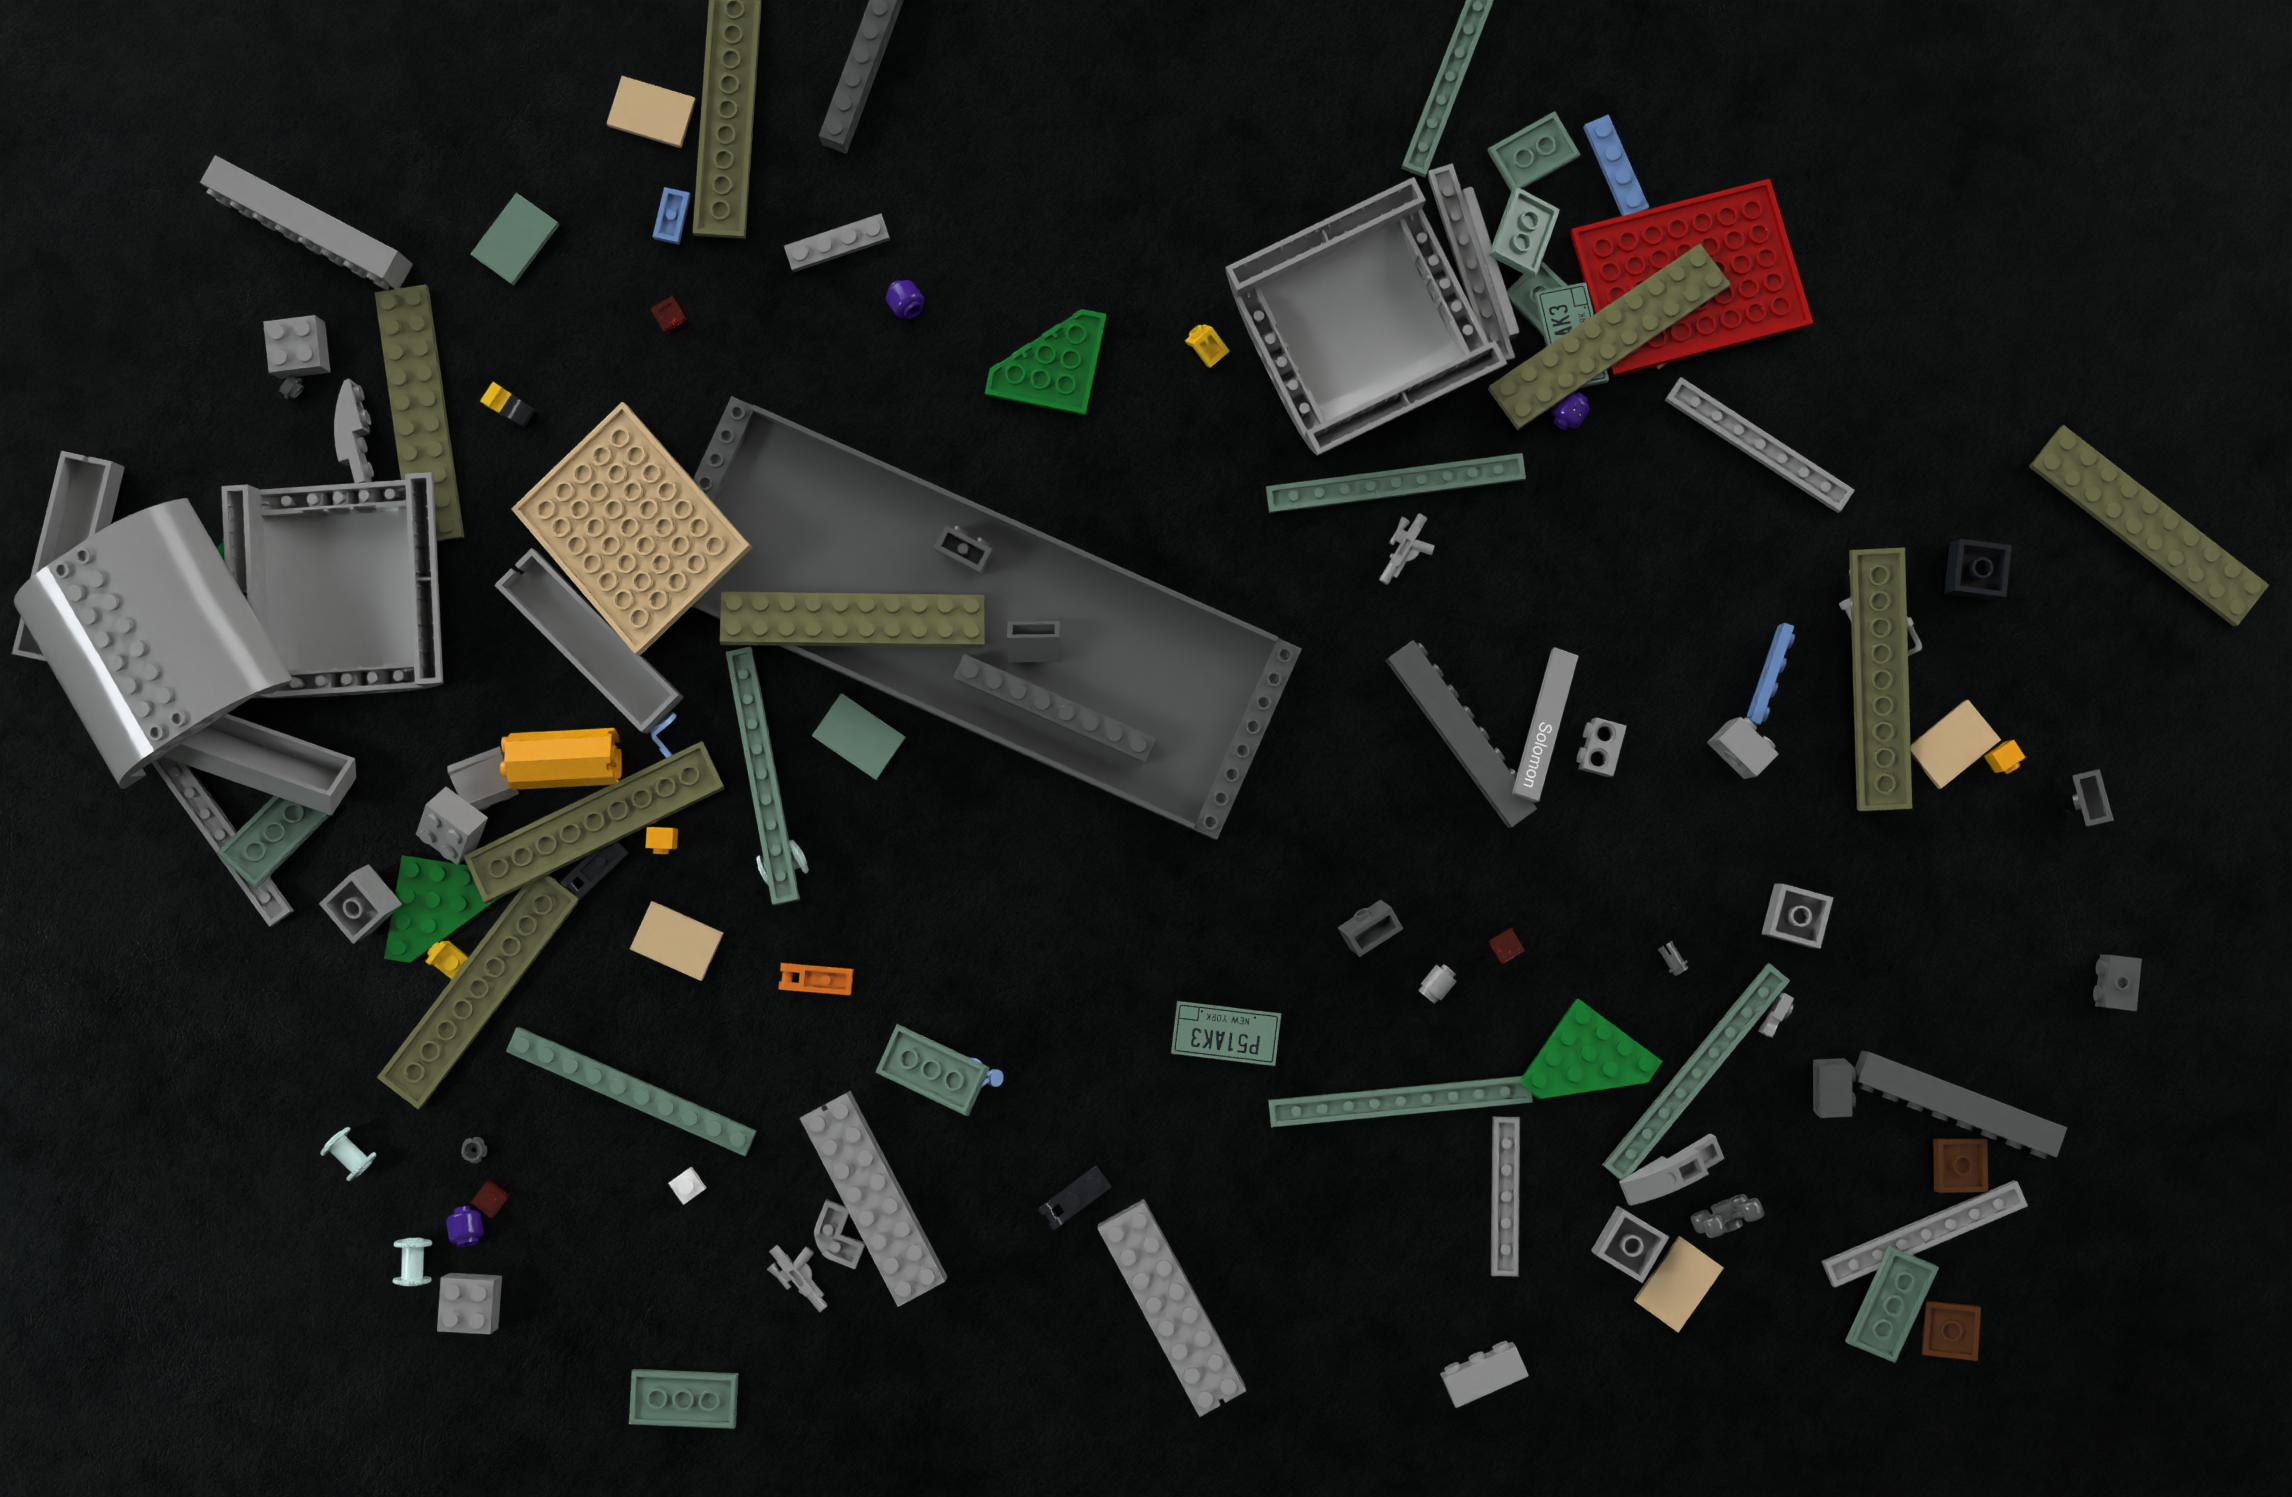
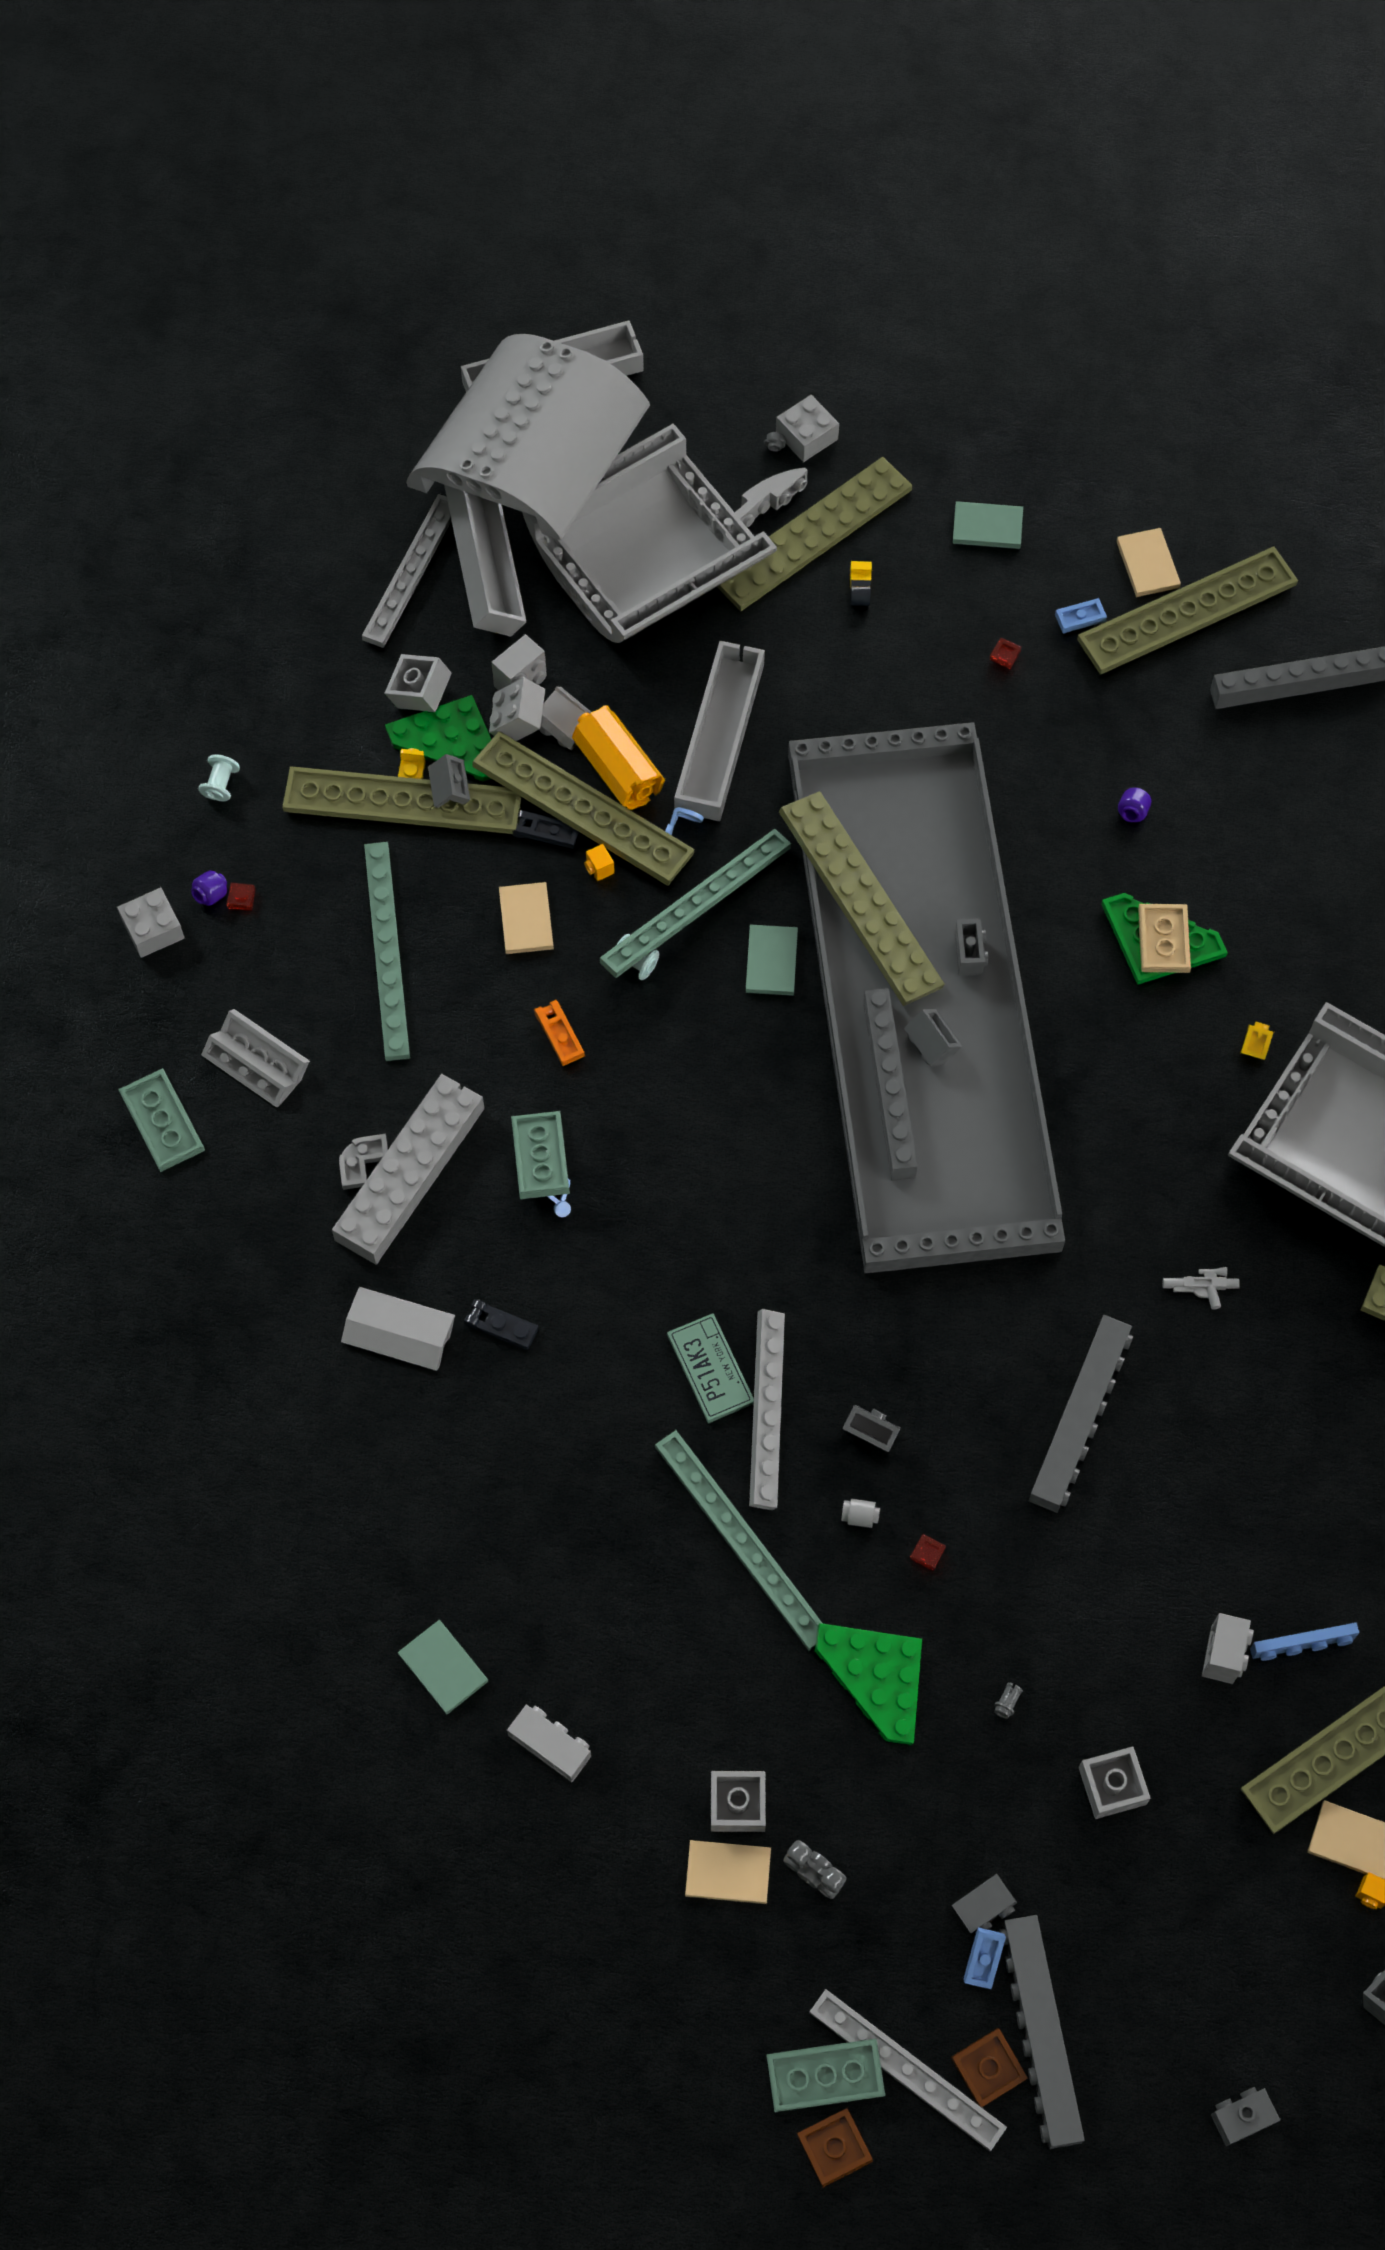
camera: 60 degrees right, 20 degrees down
(270, 838) = (430, 602): sand green tile -> none
(305, 224) = (901, 386): light grey piece -> none
(403, 794) = (519, 661): none -> light grey brick
(412, 1261) = (160, 865): light aqua hose -> none
(468, 1154) = (272, 858): dark grey plate -> none
(489, 935) = (448, 781): none -> dark grey panel
(631, 528) = (825, 708): tan plate -> none
(673, 1278) = (255, 1058): none -> light grey slope
(687, 1185) = (335, 1029): white plate -> none
(799, 1273) = (313, 1149): light grey piece -> none
(837, 242) = (1143, 738): light grey plate -> none
(1024, 1294) = (397, 1328): none -> light grey slope
(1058, 363) = (1164, 938): none -> tan tile
(1171, 1307) = (455, 1449): light grey piece -> none
(1295, 1007) = (767, 1410): none -> light grey plate
(1361, 1426) = (443, 1667): none -> sand green tile
(1395, 483) = (1251, 1246): sand green plate -> none
(1505, 1196) = (713, 1676): light grey tile -> none
(1545, 725) = (1134, 1474): light grey tile -> none
(1607, 749) = (1150, 1540): light grey brick -> none
(1672, 1174) = (824, 1803): light grey slope -> none
(1696, 1072) = (923, 1777): sand green plate -> none
(1779, 1009) = (1024, 1818): light grey plate -> none
(1875, 1116) = (984, 1958): none -> medium blue plate

